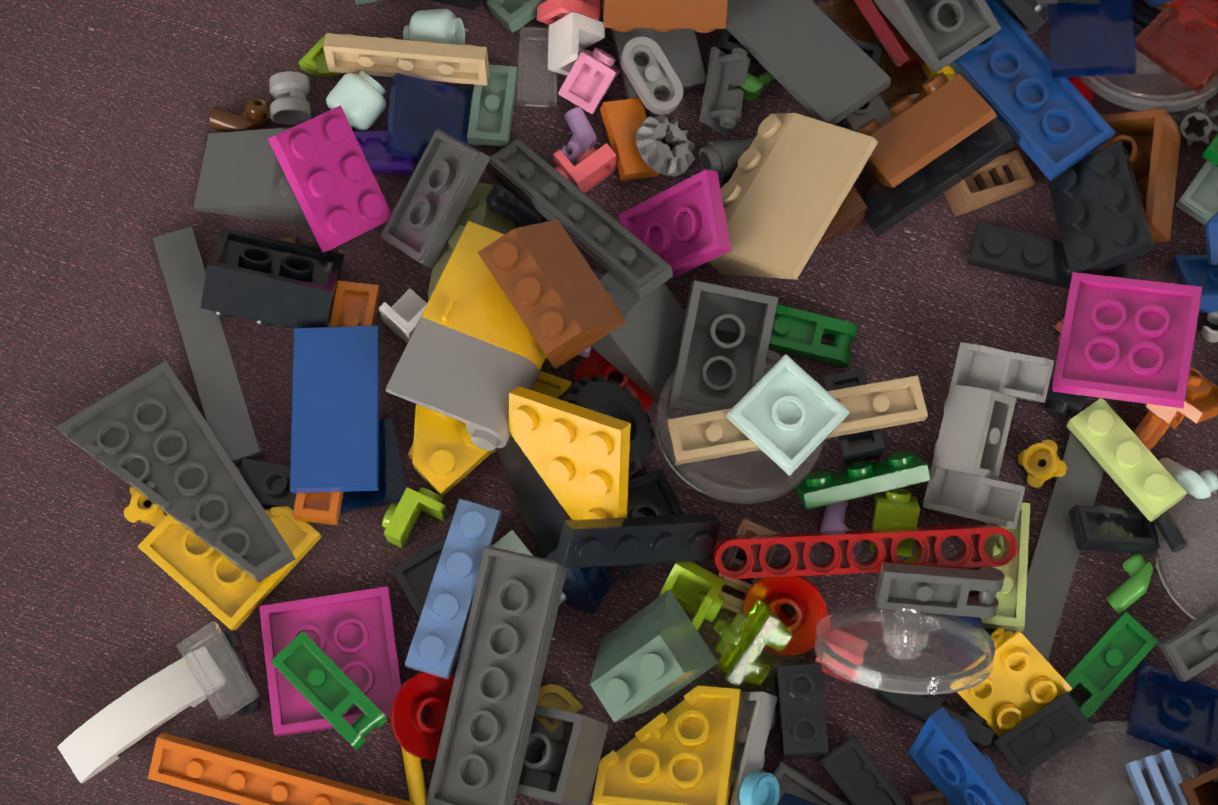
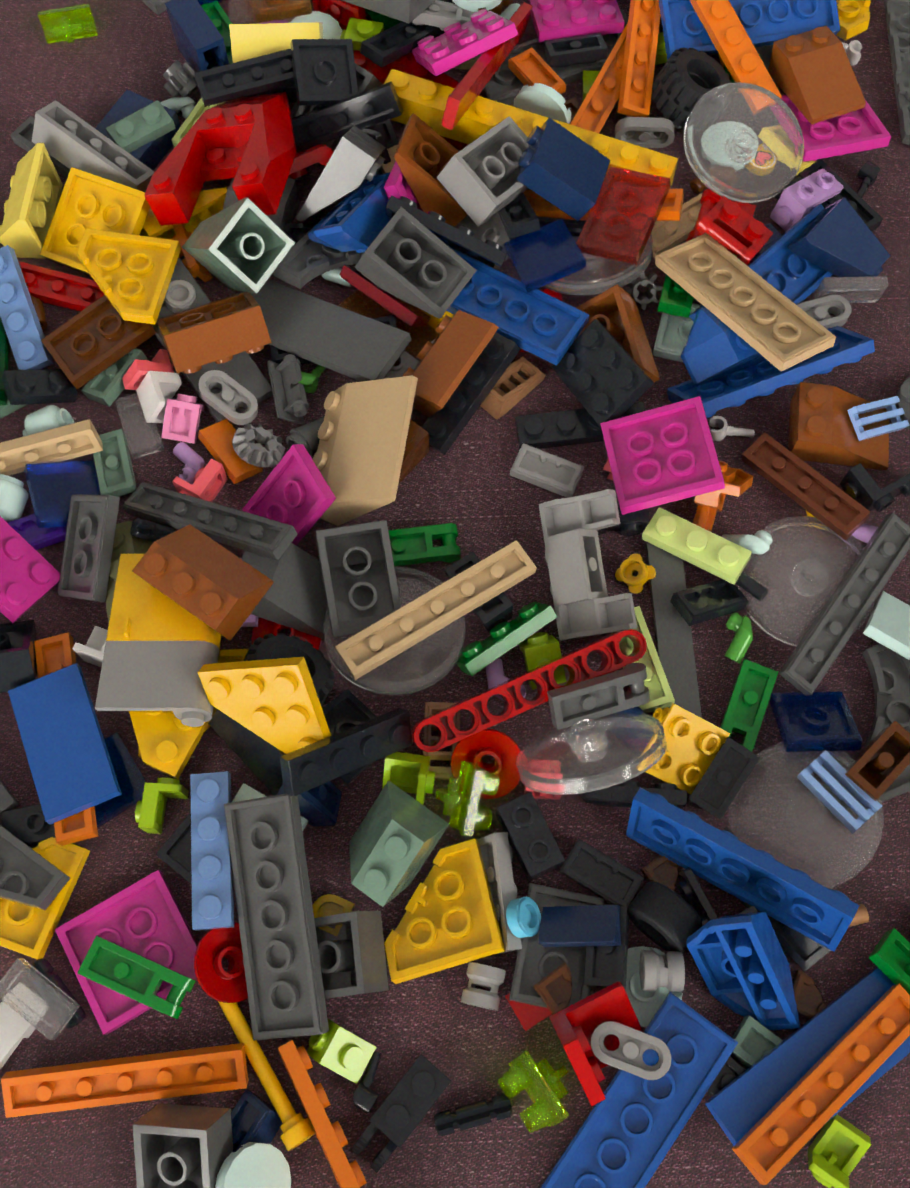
camera: 20 degrees left, 5 degrees down
(787, 414) = (428, 606): light aqua tile -> none
(988, 302) = (546, 470): none -> light grey plate

